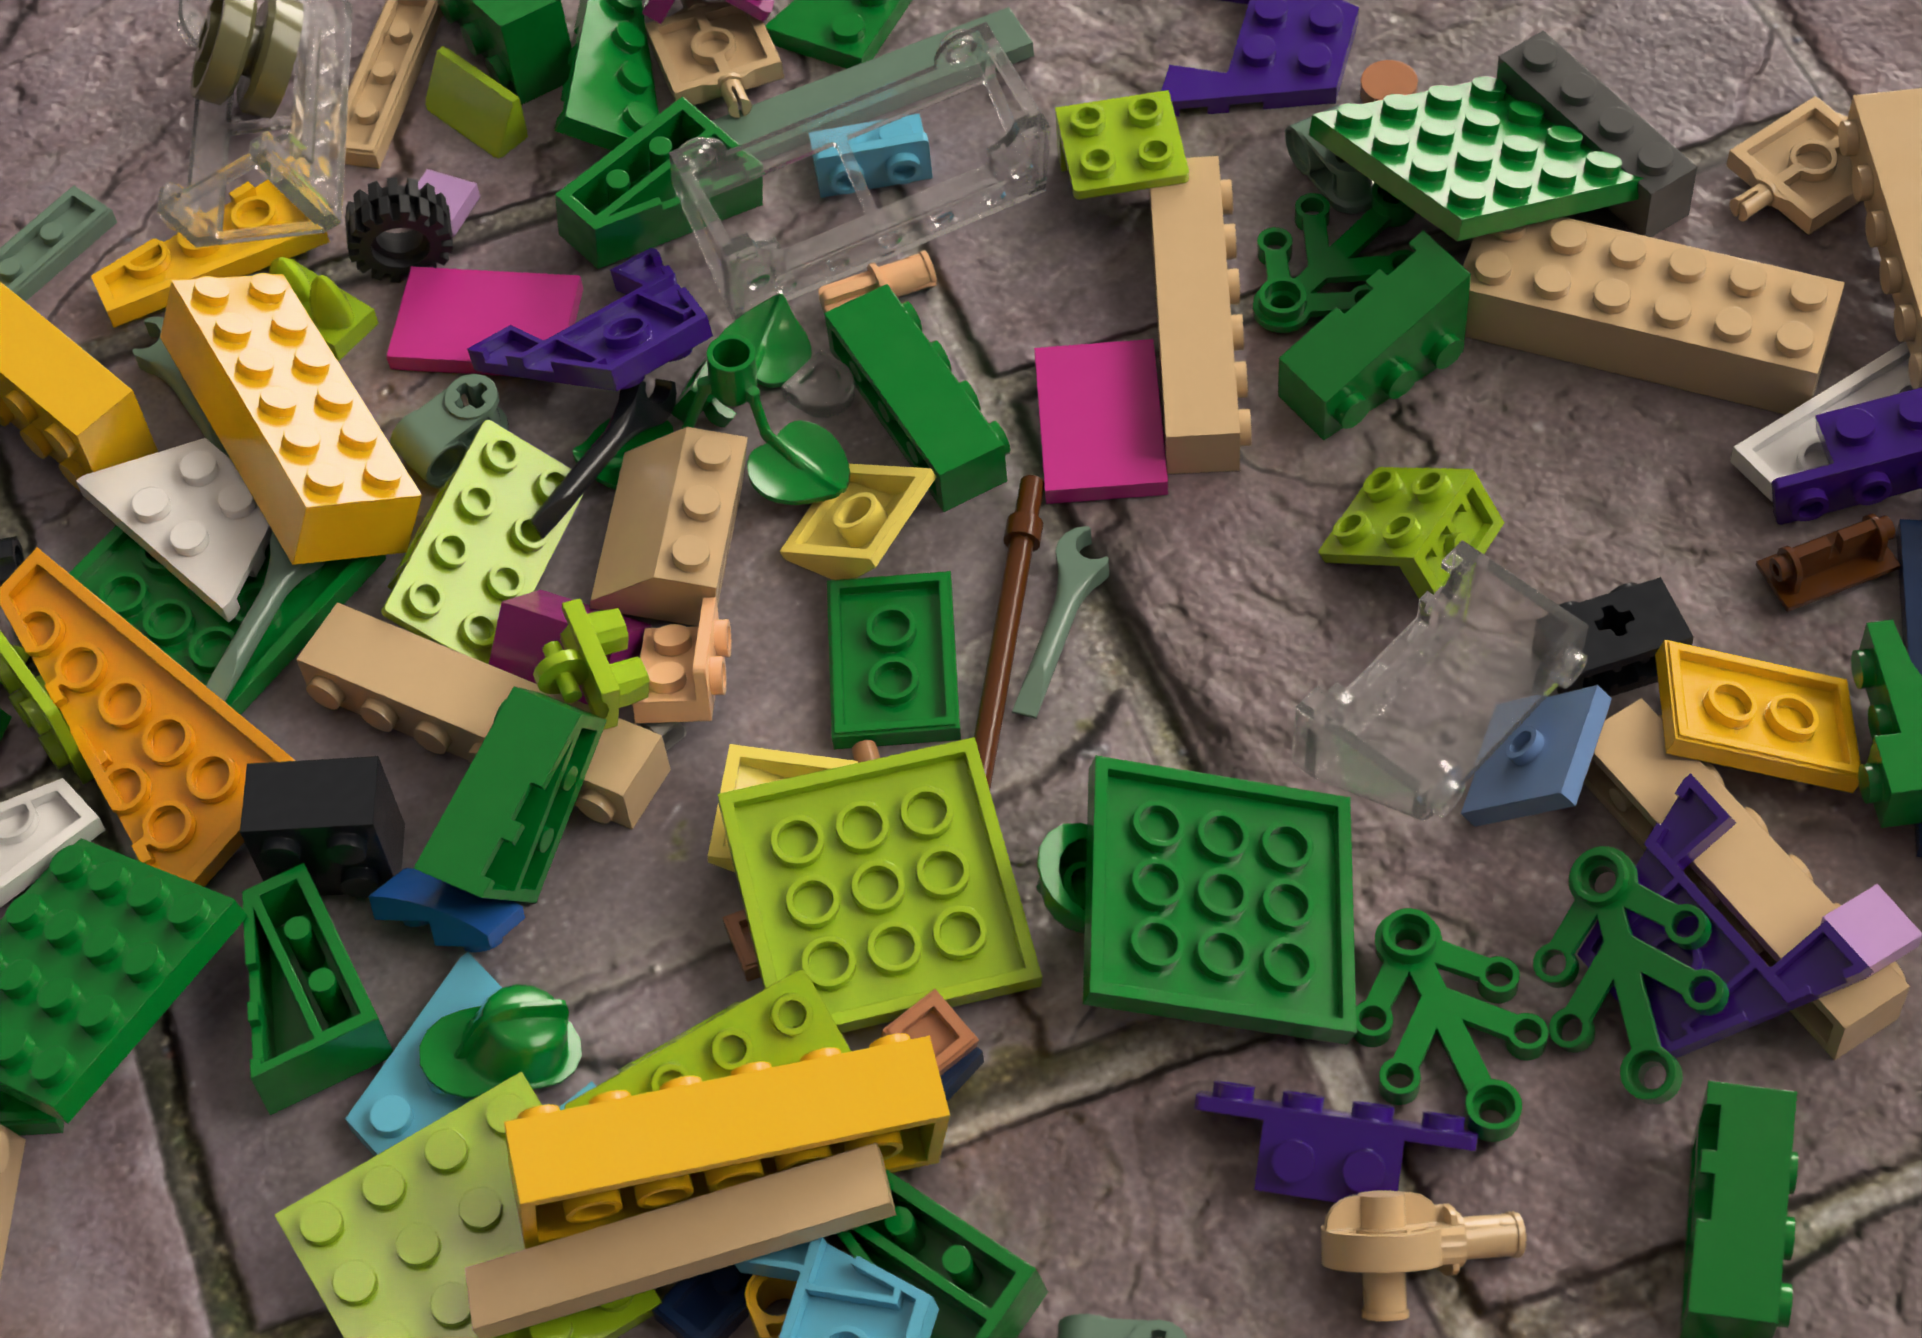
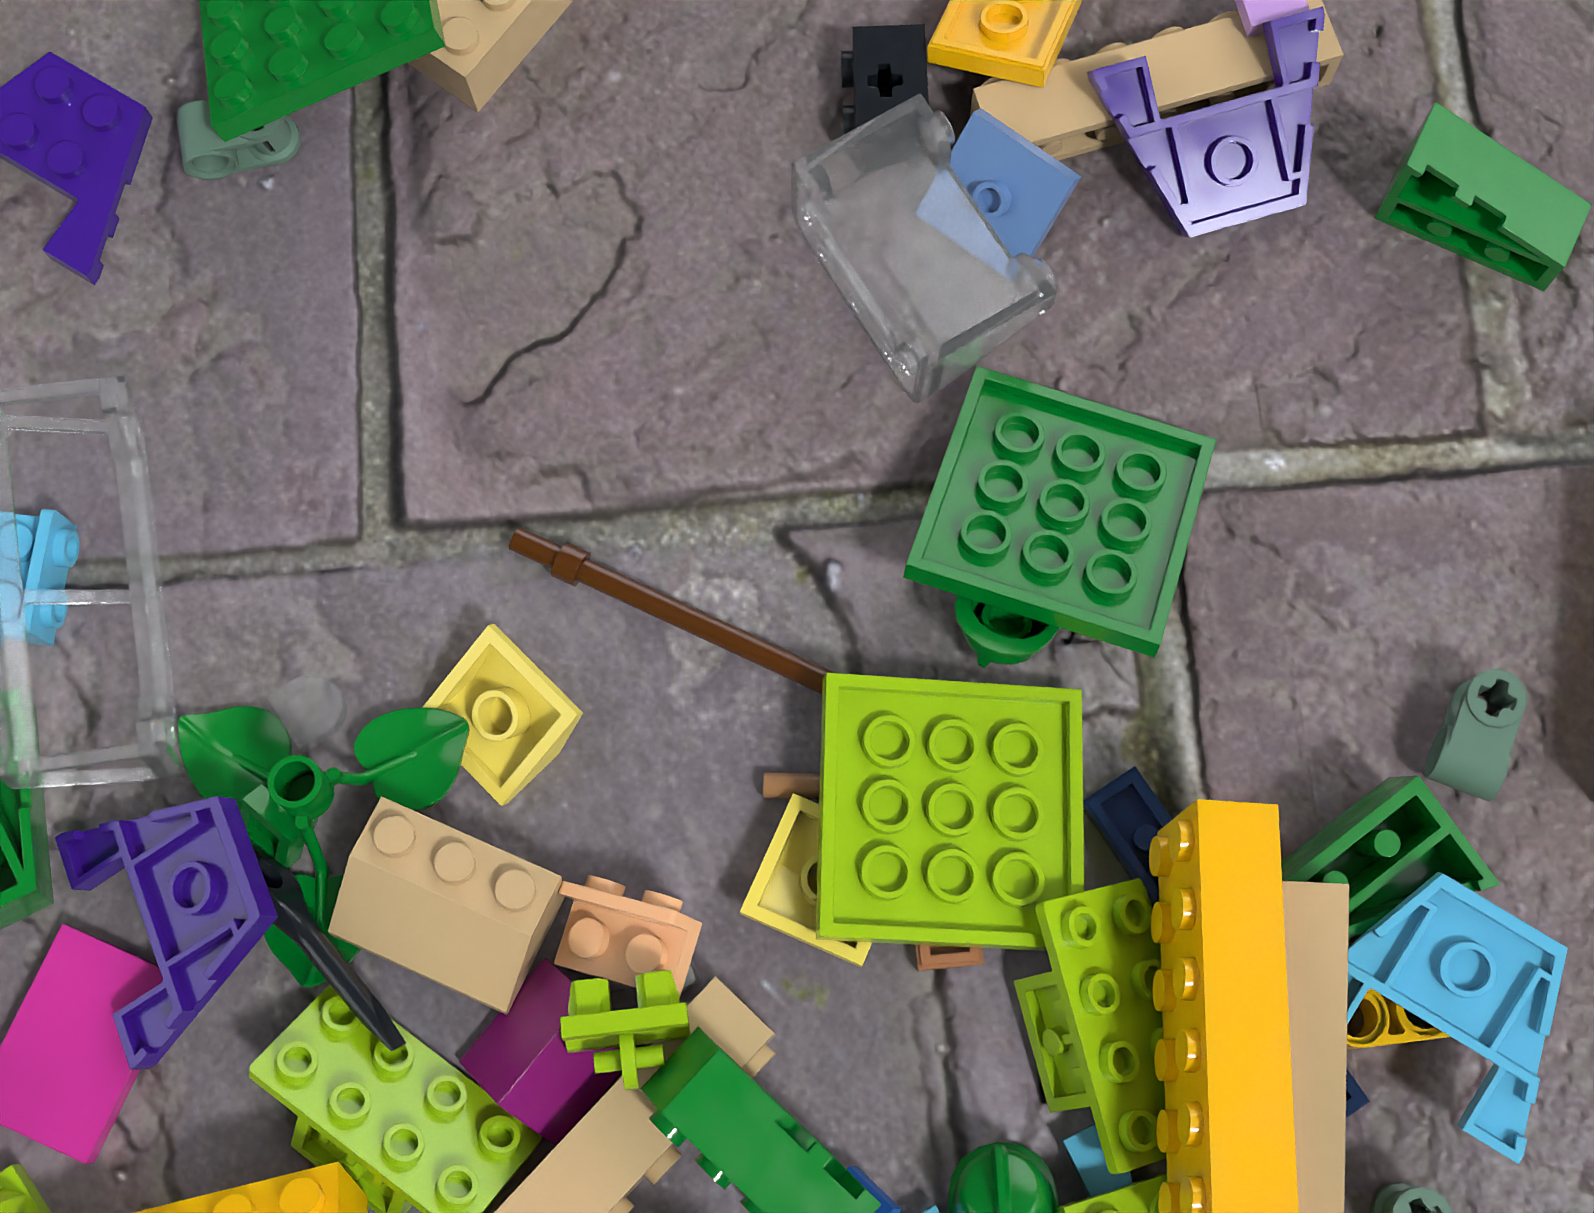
camera: 75 degrees left, 20 degrees up
(443, 428) = (228, 1123): sand green piece -> none
(893, 660) = (671, 730): green tile -> none
(902, 276) = (206, 618): light nougat axle -> none
(917, 396) = (367, 617): green brick -> none
(936, 1019) = (1122, 808): nougat tile -> none
(1076, 580) = (643, 534): sand green piece -> none
(1100, 421) = (461, 453): dark pink tile -> none
(1120, 145) = (150, 321): lime bracket -> none
(1196, 322) = (373, 323): tan brick -> none
(1287, 302) = (360, 190): green plant -> none
(1326, 1150) = (1313, 495): dark purple bracket -> none
(1381, 344) = (487, 168): green wedge -> none
(1387, 78) = (161, 61): nougat tile -> none
(1405, 1232) = (1422, 472): tan pin -> none
(1414, 522) = (699, 218): lime bracket -> none
(1447, 1013) = (1210, 366): green plant -> none
(1622, 963) = (1227, 198): green plant -> none

